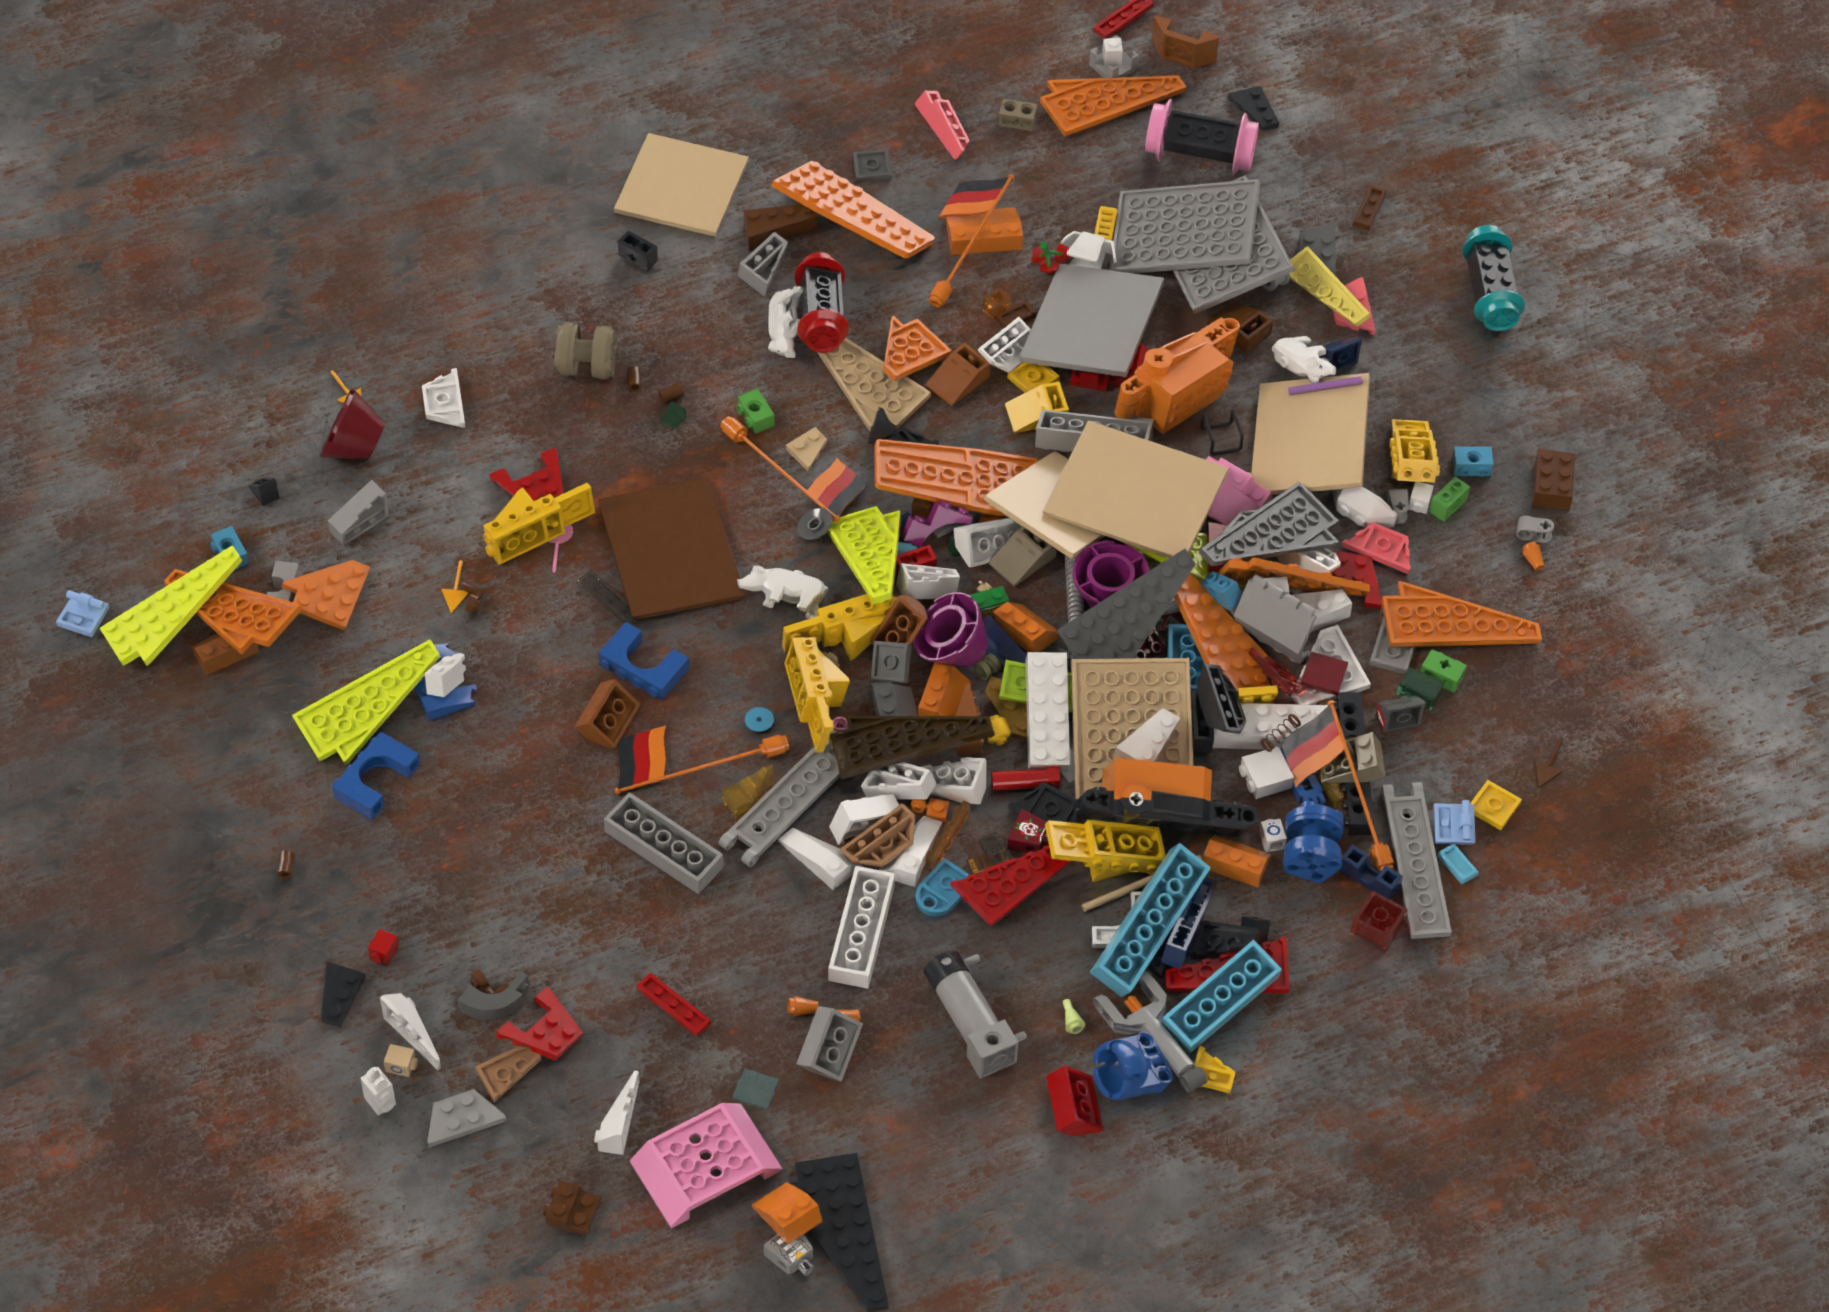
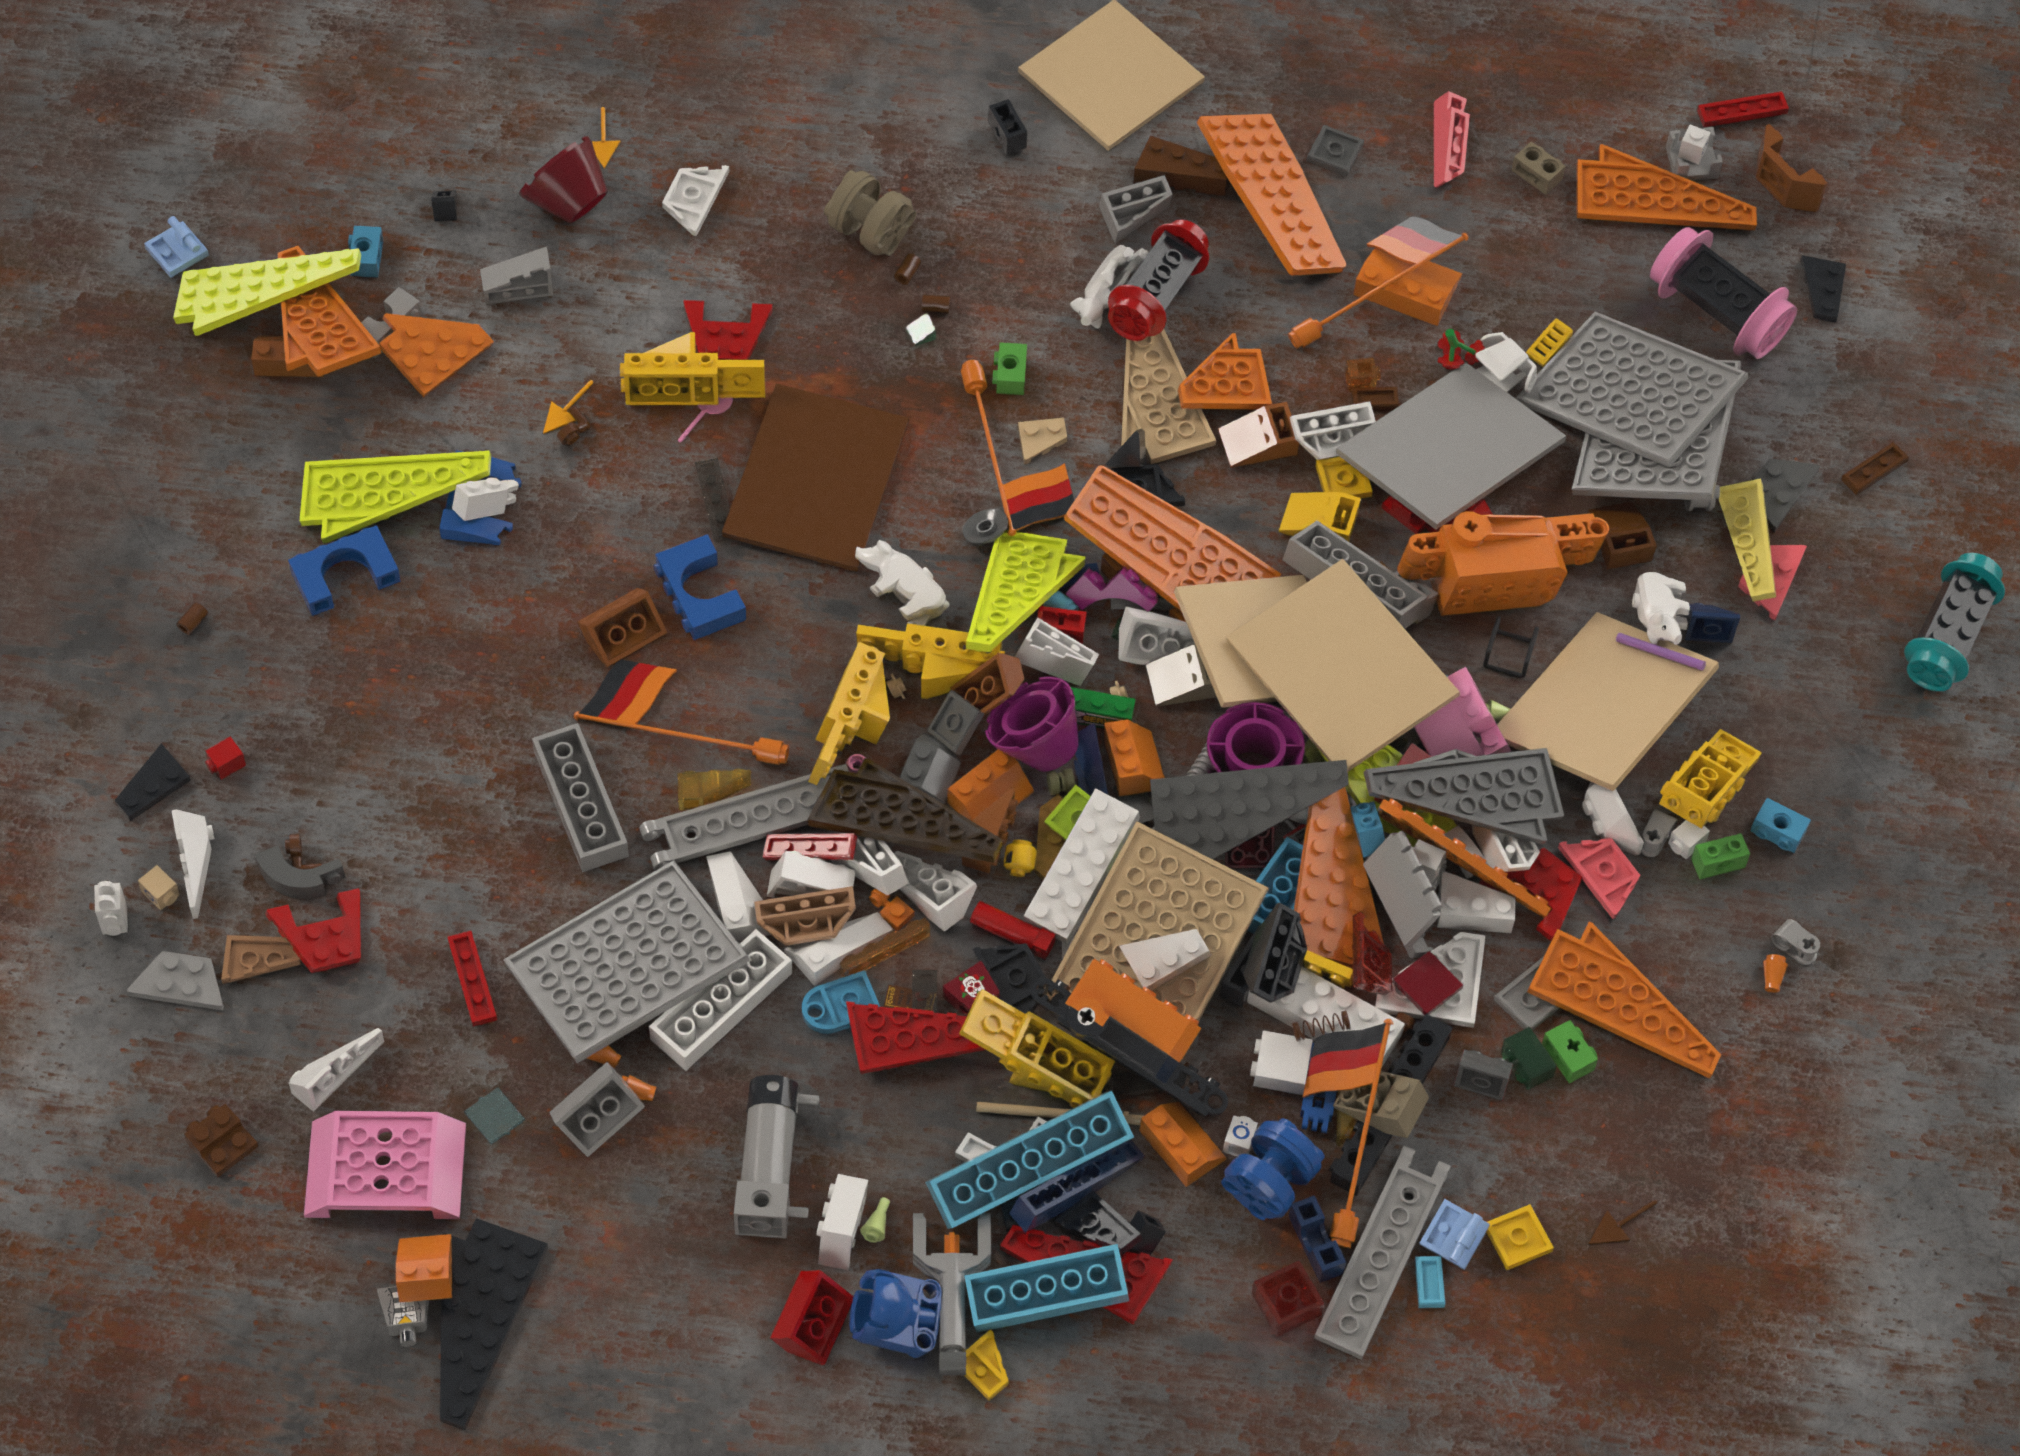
camera: 30 degrees right, 5 degrees up
(759, 719) = (777, 713): dark azure piece -> none
(777, 935) = (626, 961): none -> light grey tile
(857, 789) = (821, 846): none -> tile
(1050, 1028) = (841, 1221): none -> white wedge
(1553, 479) = (1861, 895): reddish brown brick -> none

